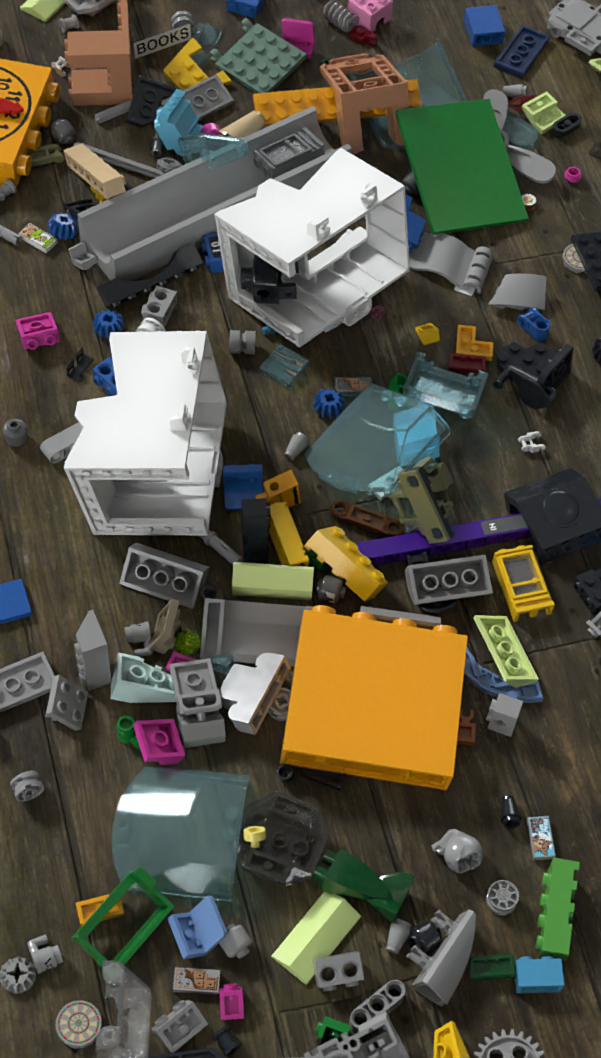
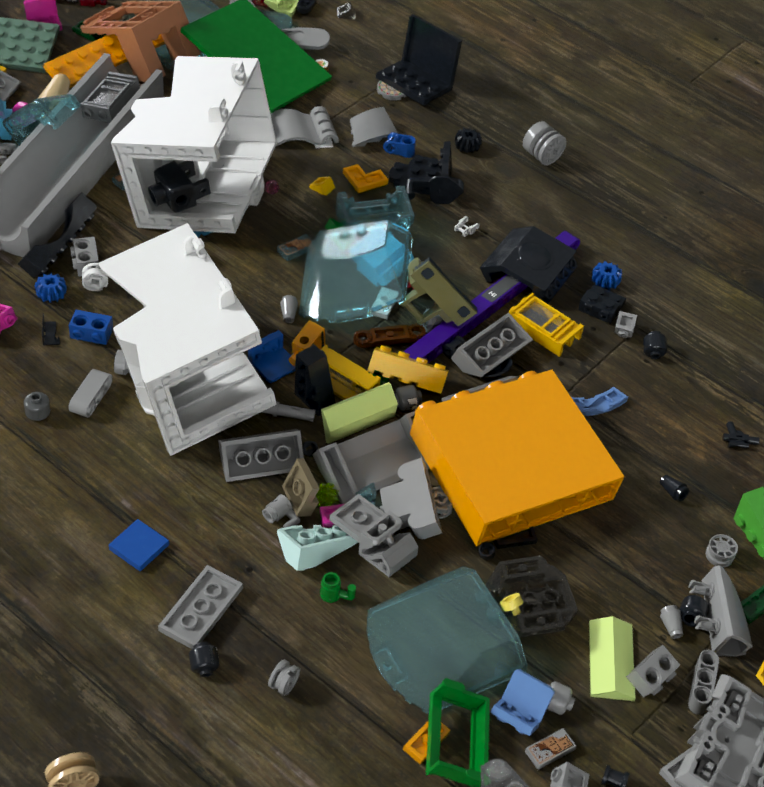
camera: 35 degrees left, 10 degrees down
(66, 703) = (264, 592): light grey plate -> none
(92, 654) = (265, 534): light grey slope -> none
(159, 741) = (370, 579): dark pink plate -> none
(212, 251) = (103, 196): blue brick -> none
(231, 1002) = (593, 746): dark pink bracket -> none
(284, 365) = (228, 255): clear light blue tile -> none
(329, 403) = (289, 266): blue gear -> none
(333, 1027) = (686, 718): green bracket -> none
(355, 879) = (603, 597): dark green hips -> none
(459, 851) = (664, 532): light grey piece -> none
(466, 363) = (372, 192): dark red plate -> none
(504, 714) = (615, 418): light grey brick -> none
(506, 650) = (575, 375): yellowish green slope -> none
(540, 838) = (710, 494): tile -> none
(572, 174) = (339, 34): dark pink plate -> none

